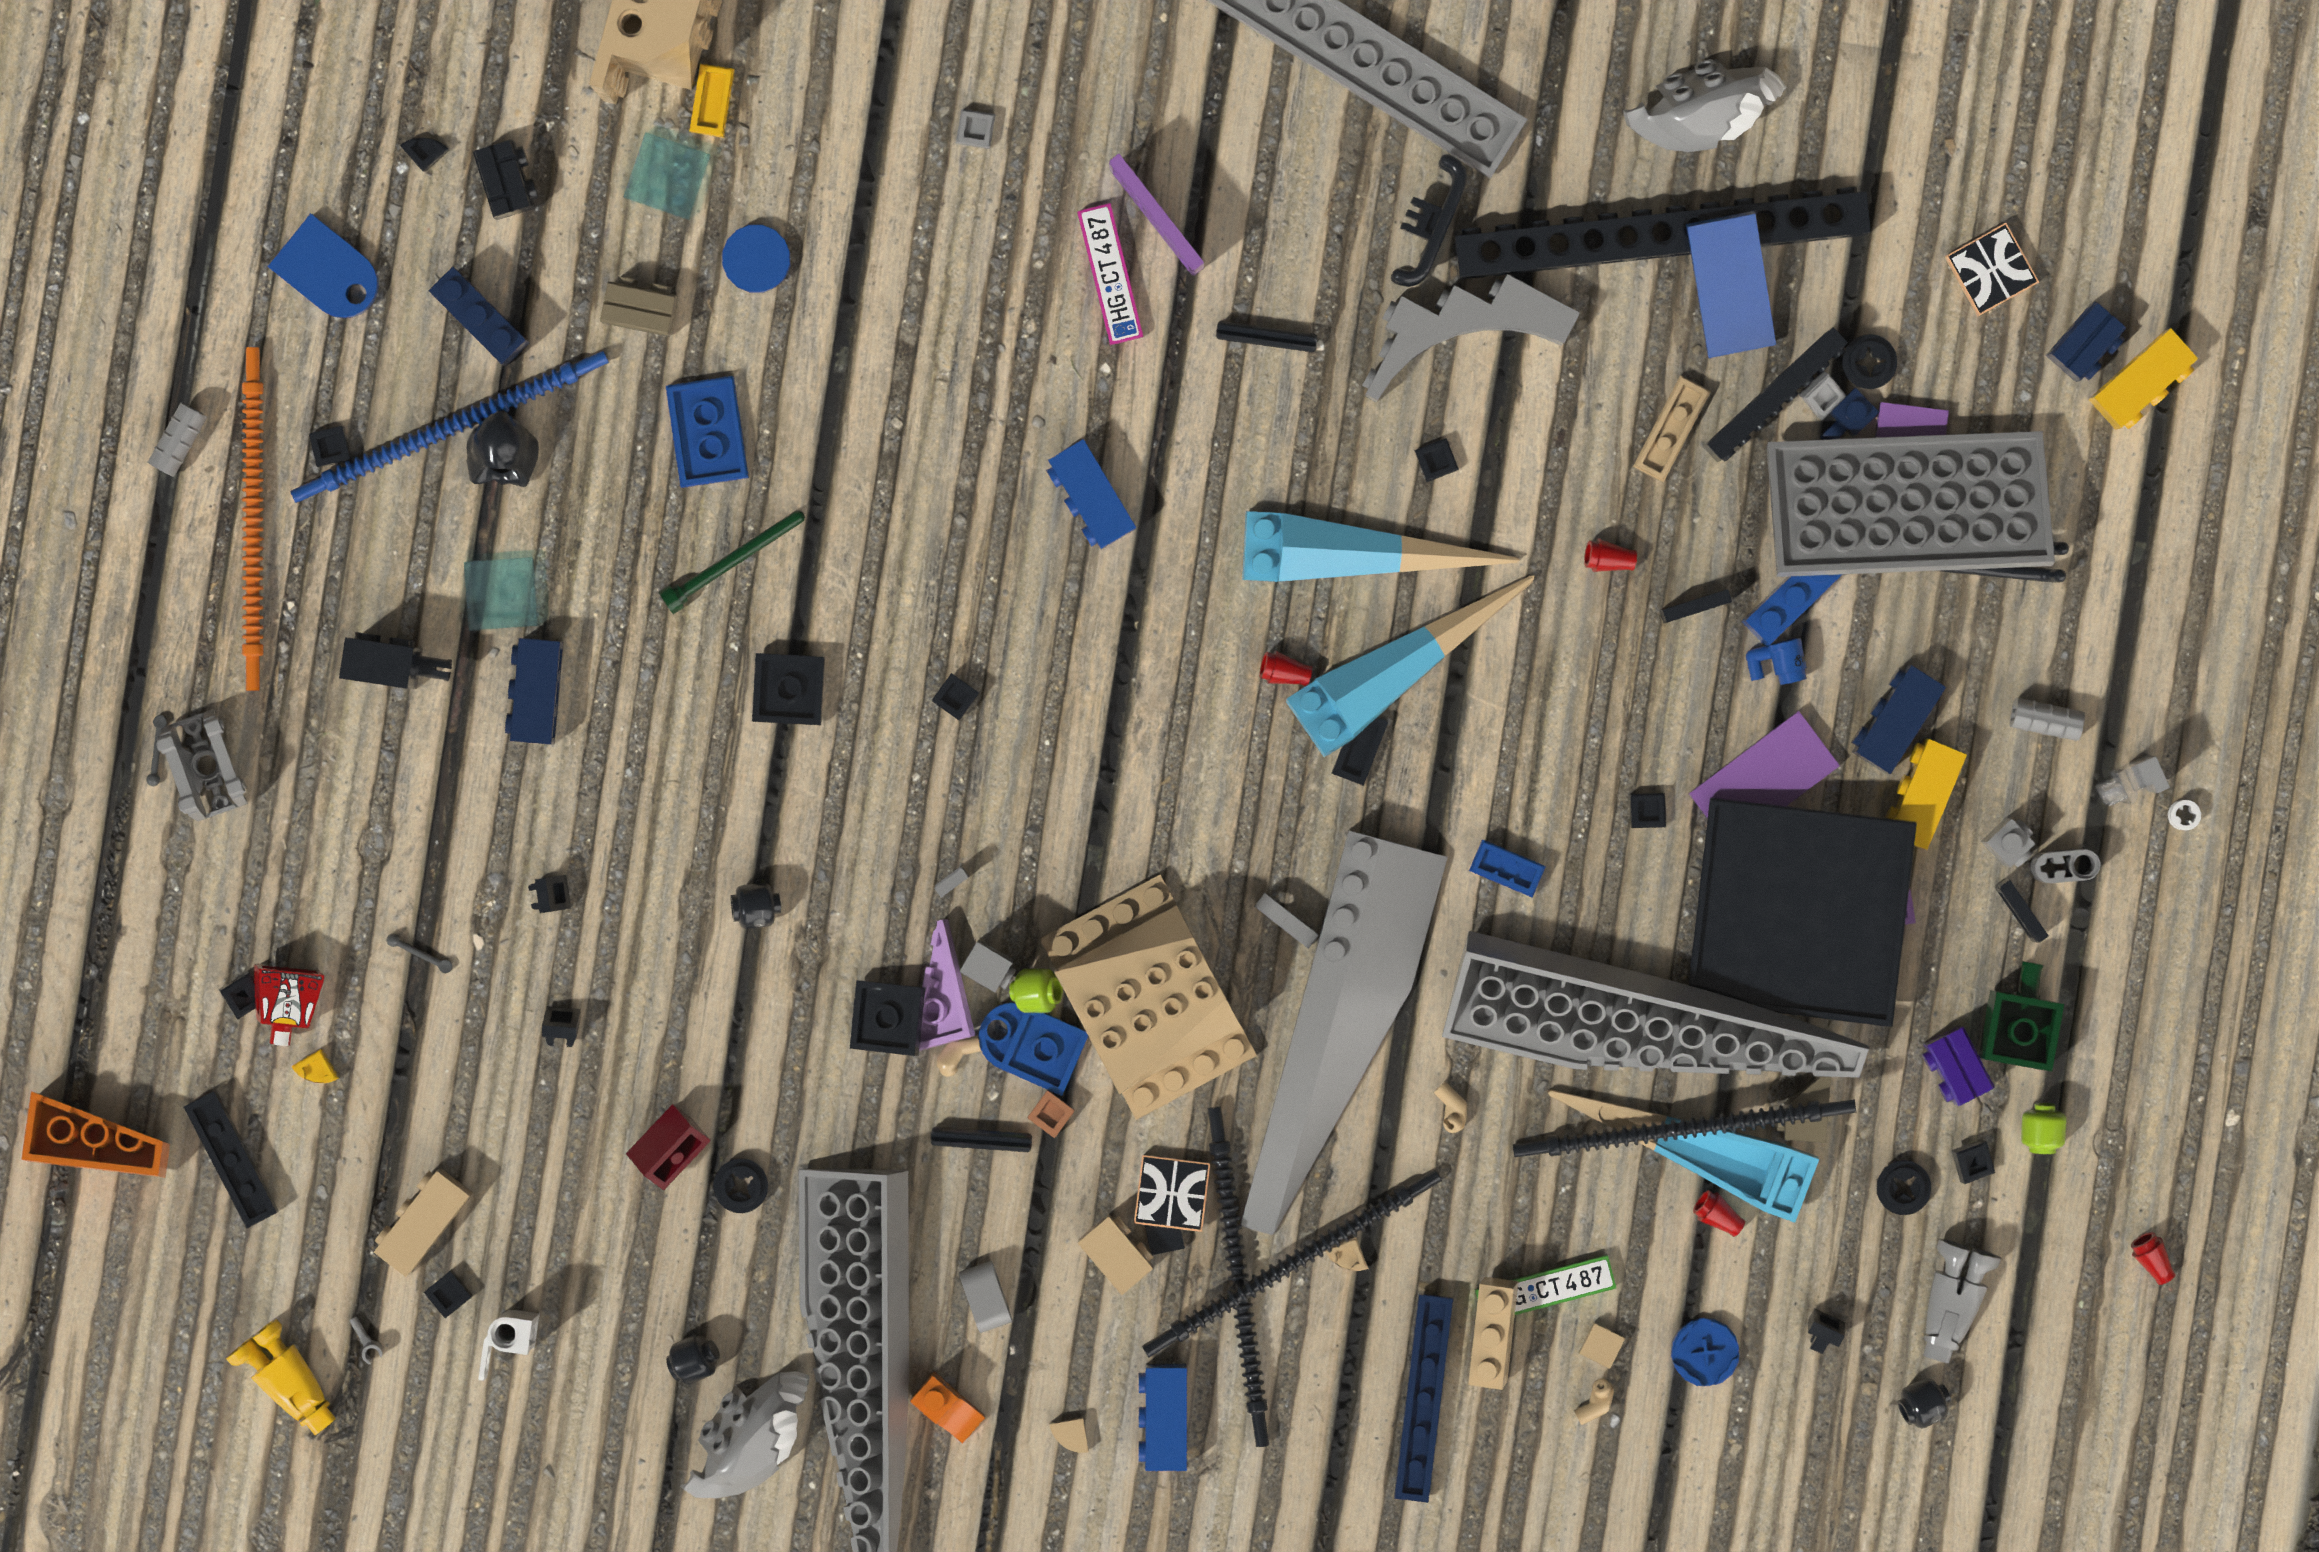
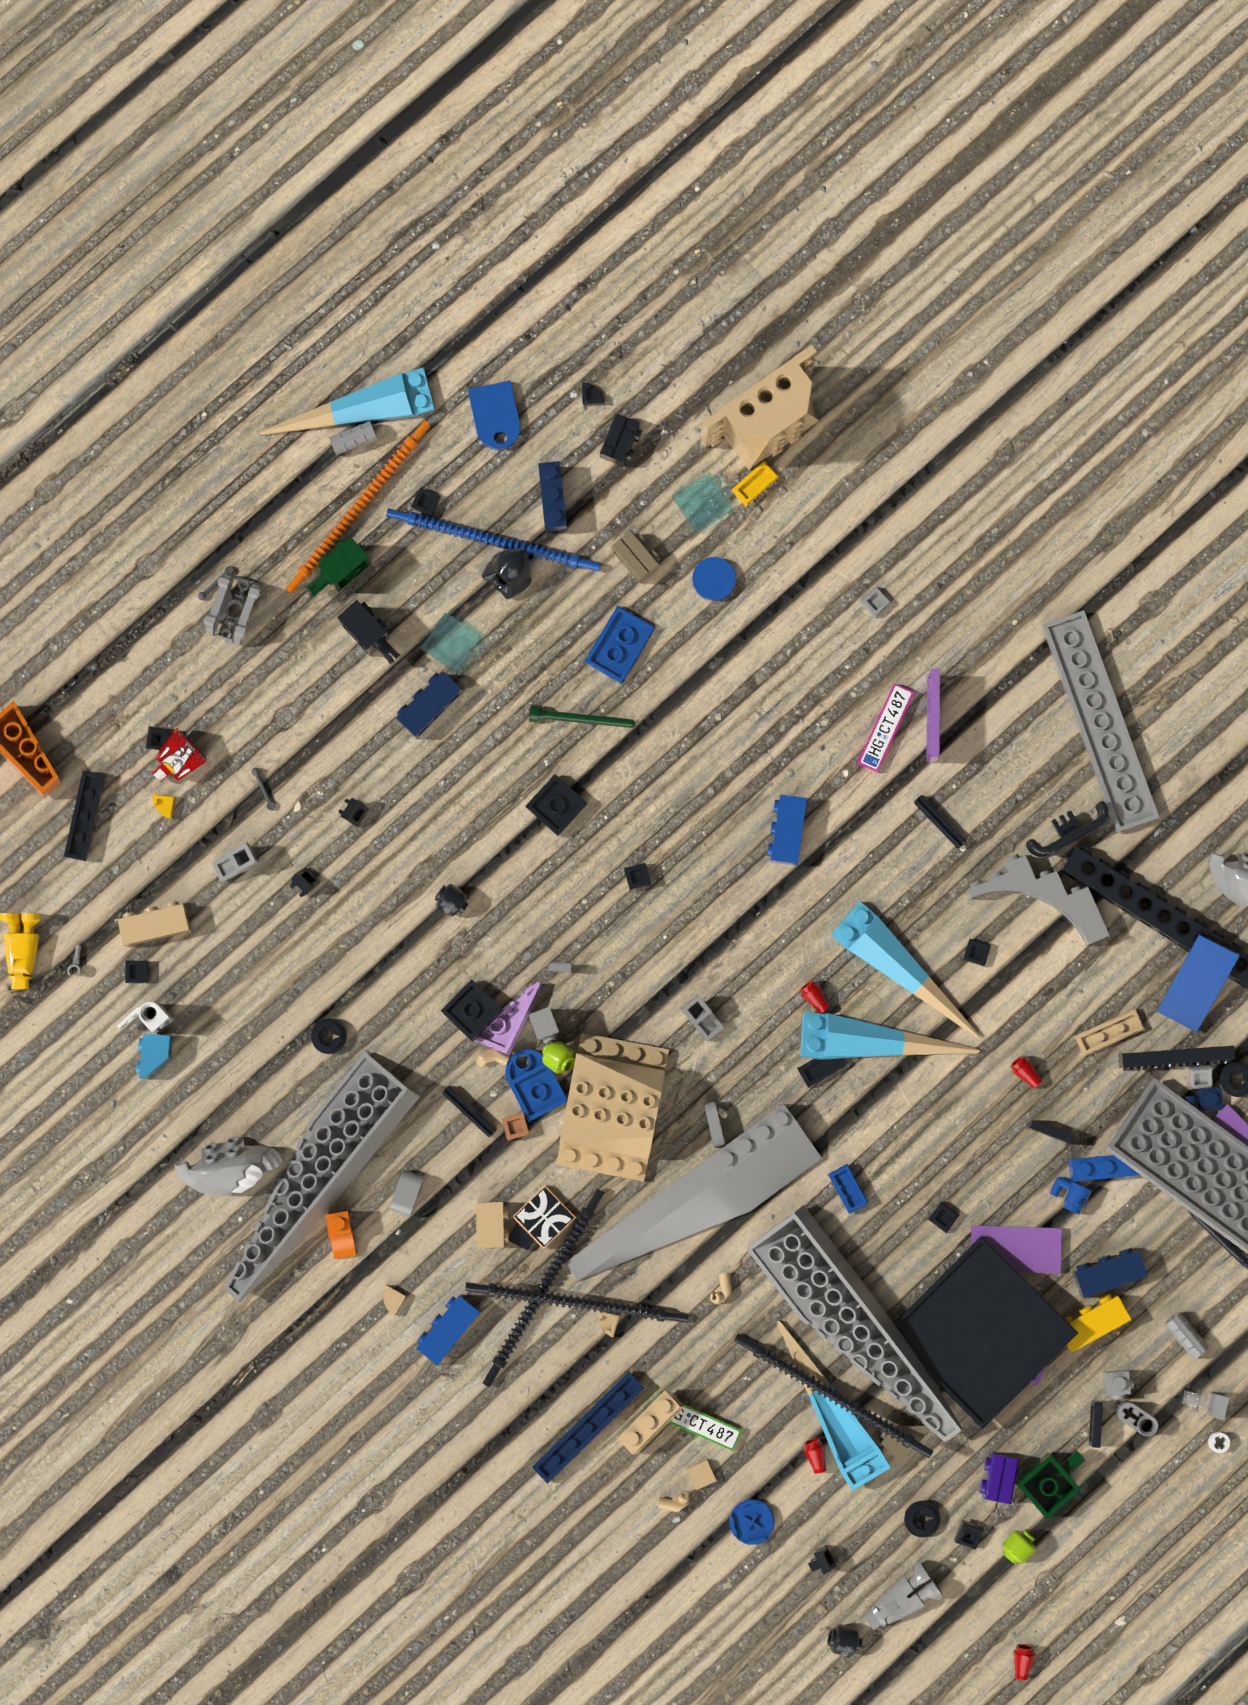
camera: 40 degrees right, 5 degrees down
(184, 352) = (392, 398): none -> medium azure plate
(291, 612) = (340, 566): none -> dark green brick
(458, 1070) = (235, 862): none -> light grey brick
(550, 1373) = (154, 1053): none -> dark azure slope
(668, 1147) = (308, 986): dark red brick -> none
(692, 1359) = (232, 1104): black head -> none
(1169, 805) = (701, 1017): none -> light grey brick

